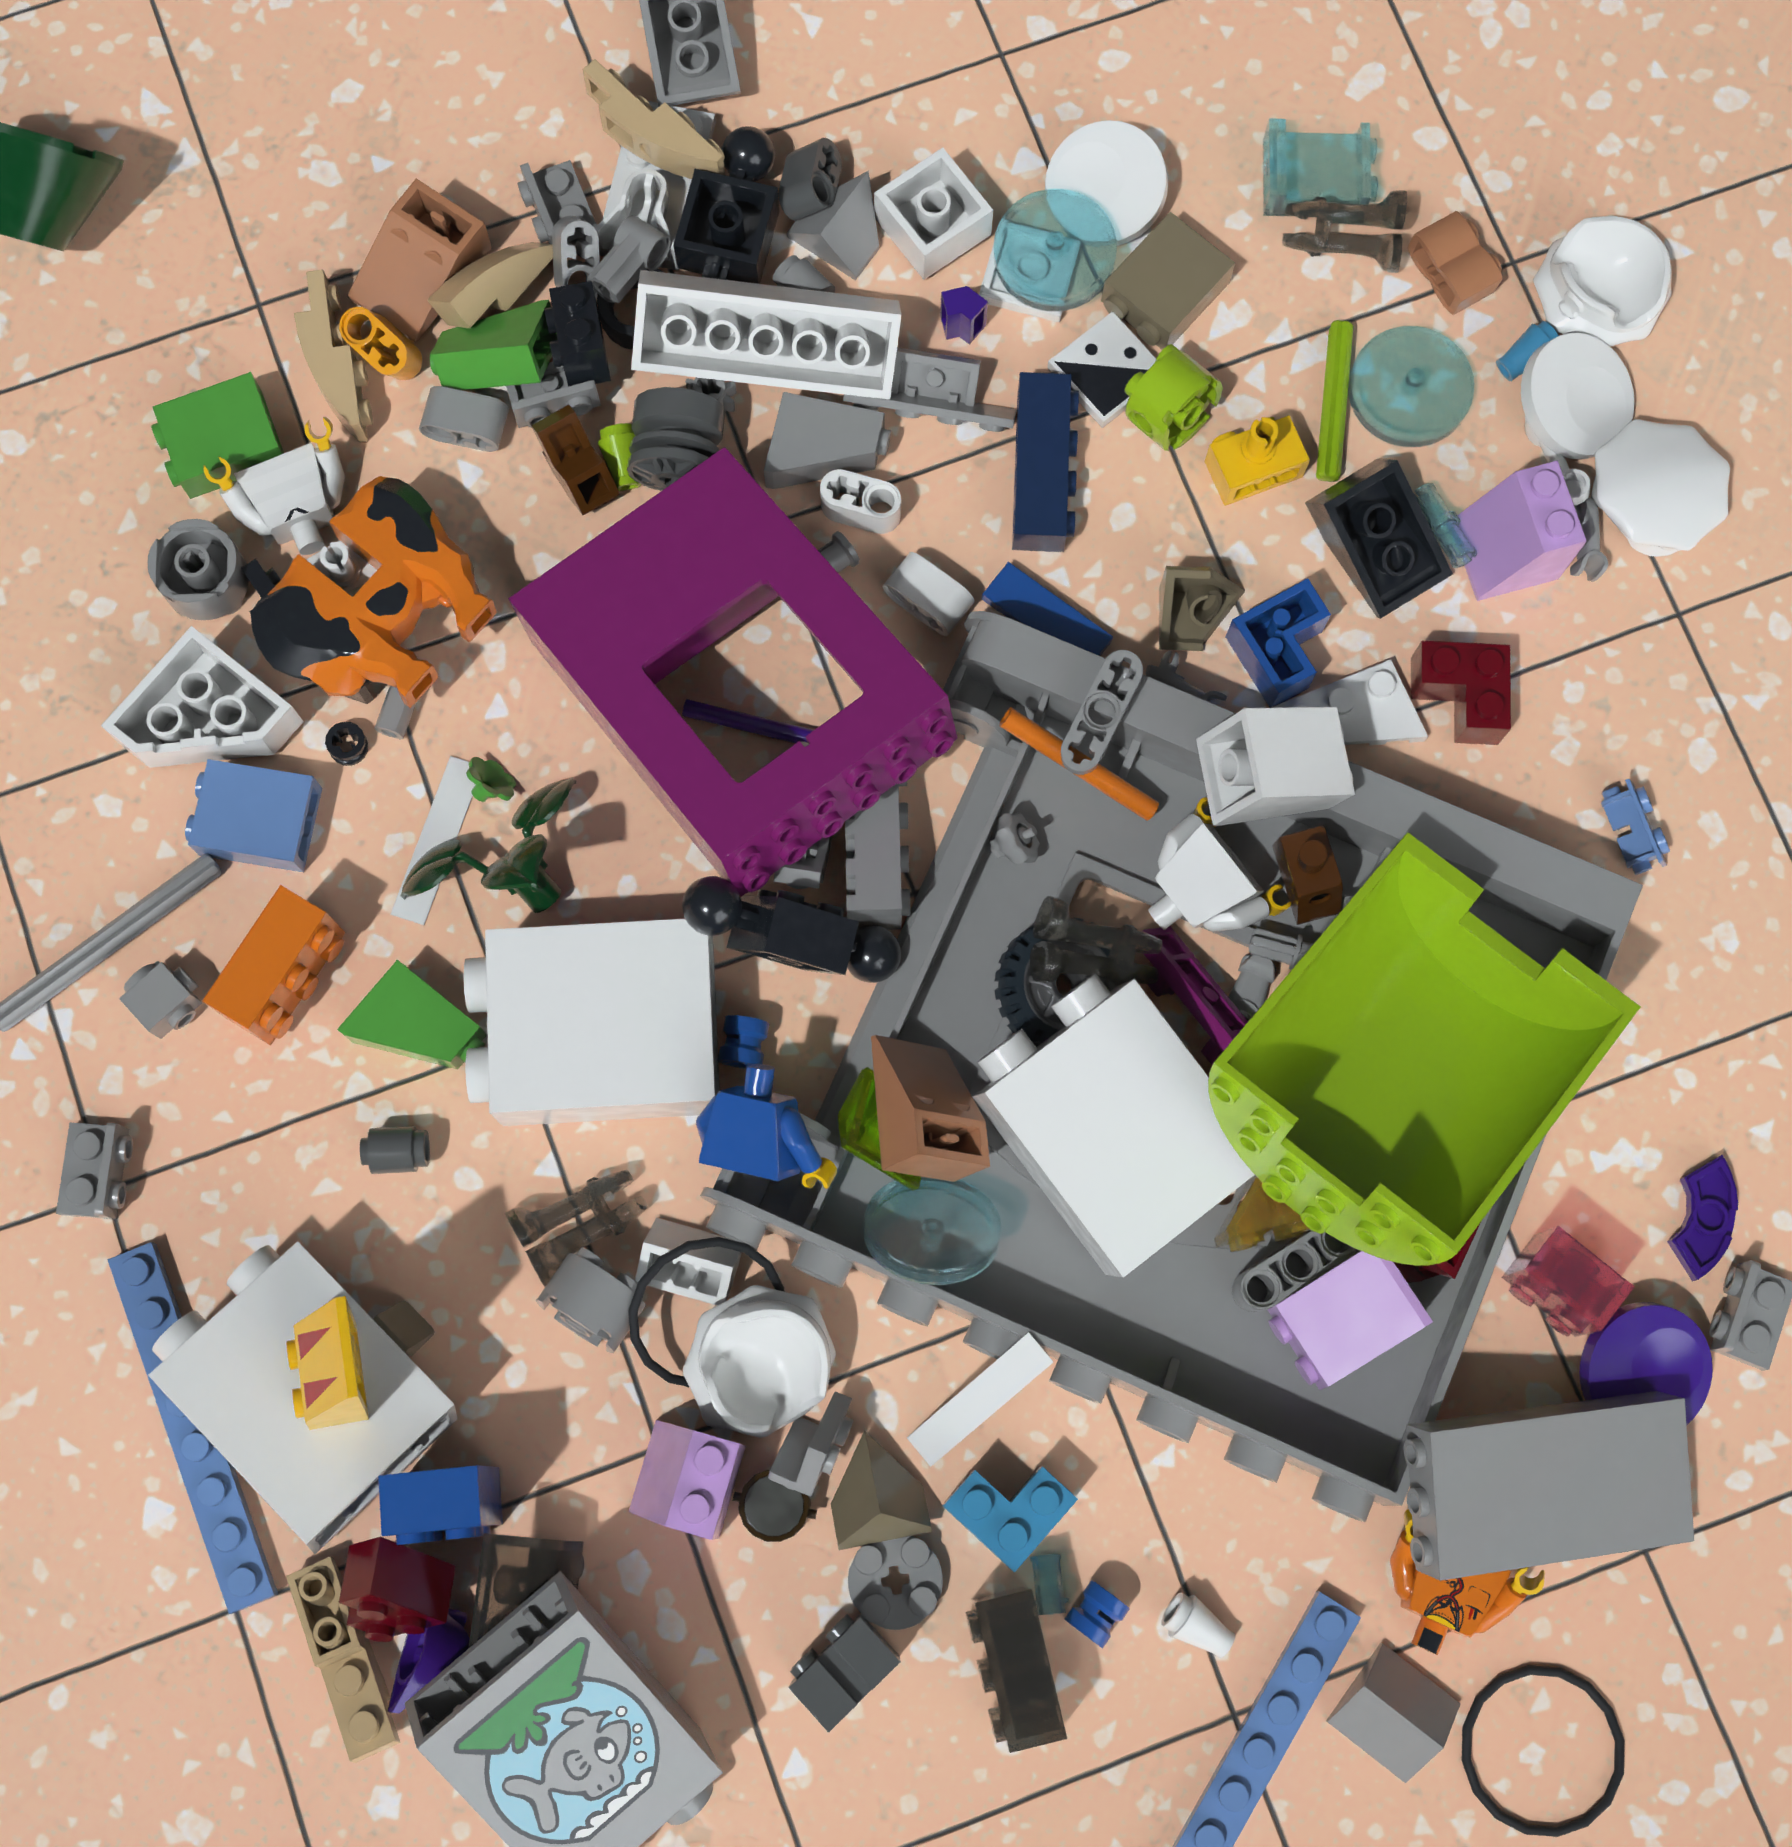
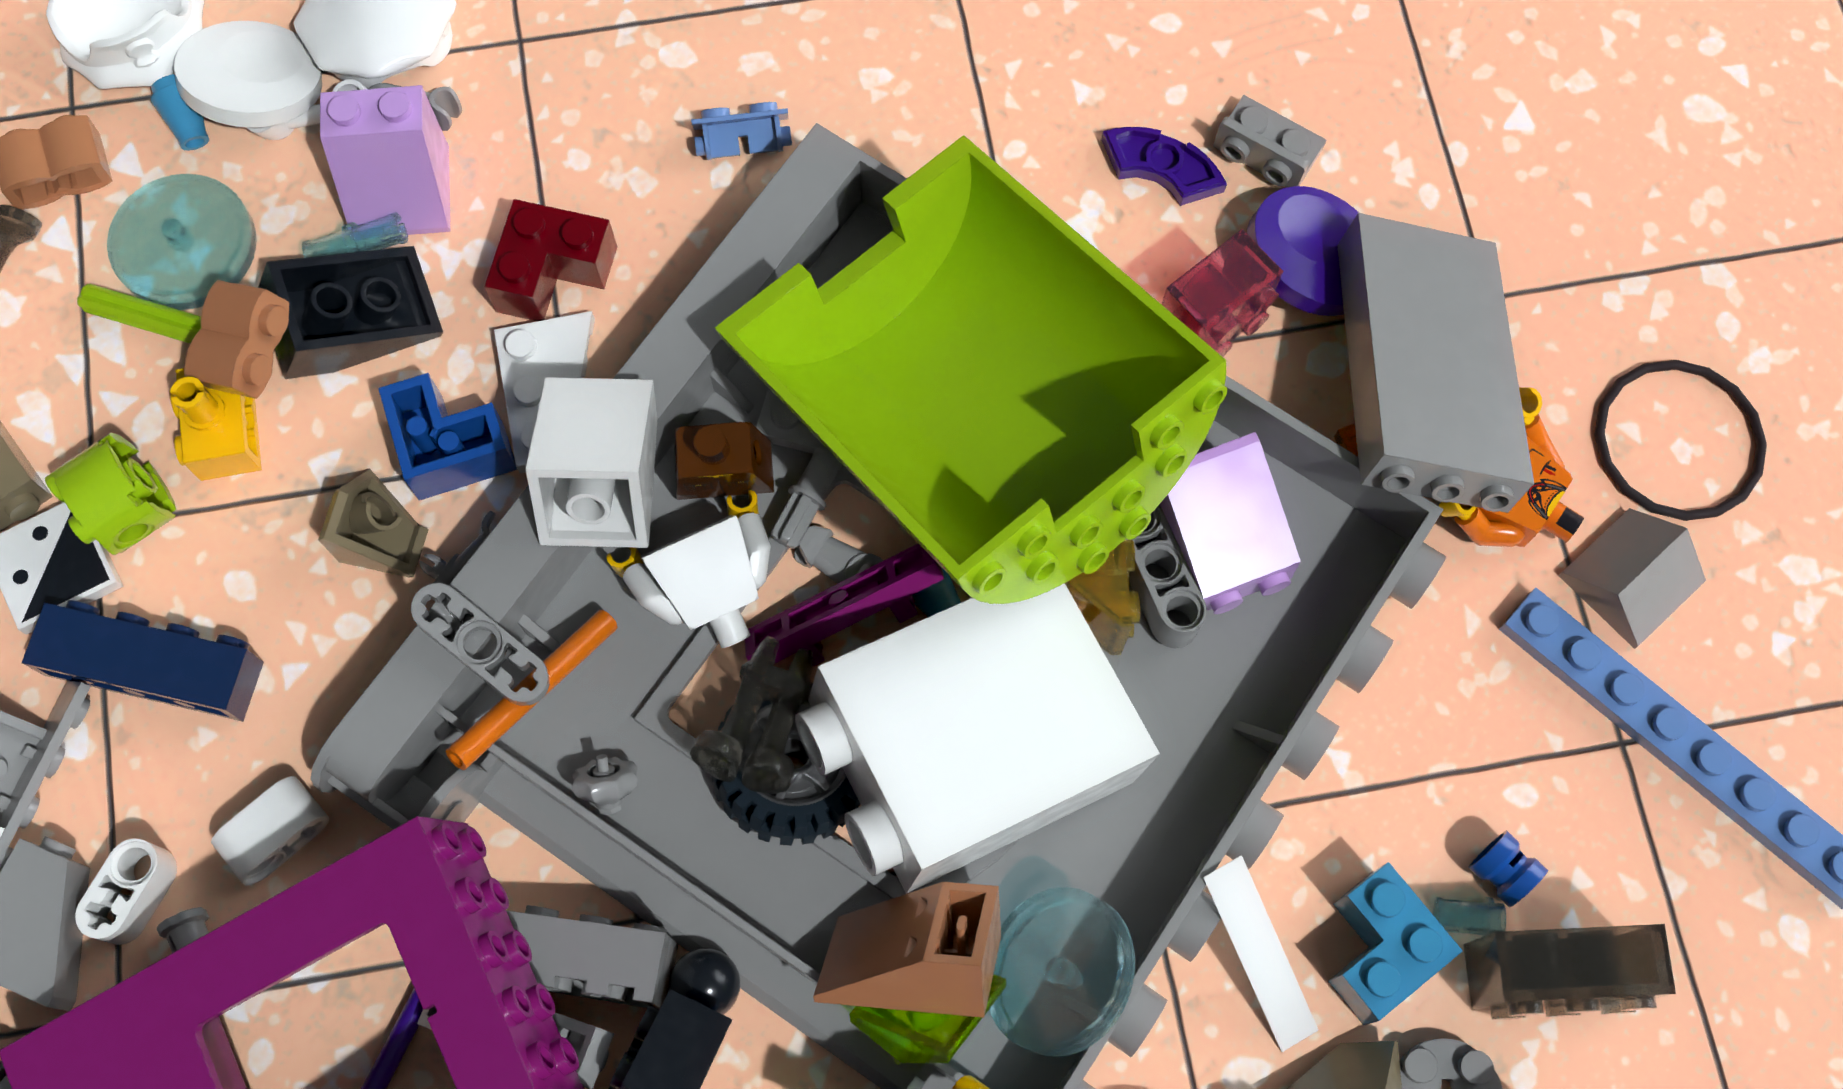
camera: 80 degrees left, 5 degrees down
(1031, 604) = (314, 713): blue tile -> none
(1196, 1625) = (1527, 763): white cone -> none
(1321, 456) = (237, 338): none -> nougat brick

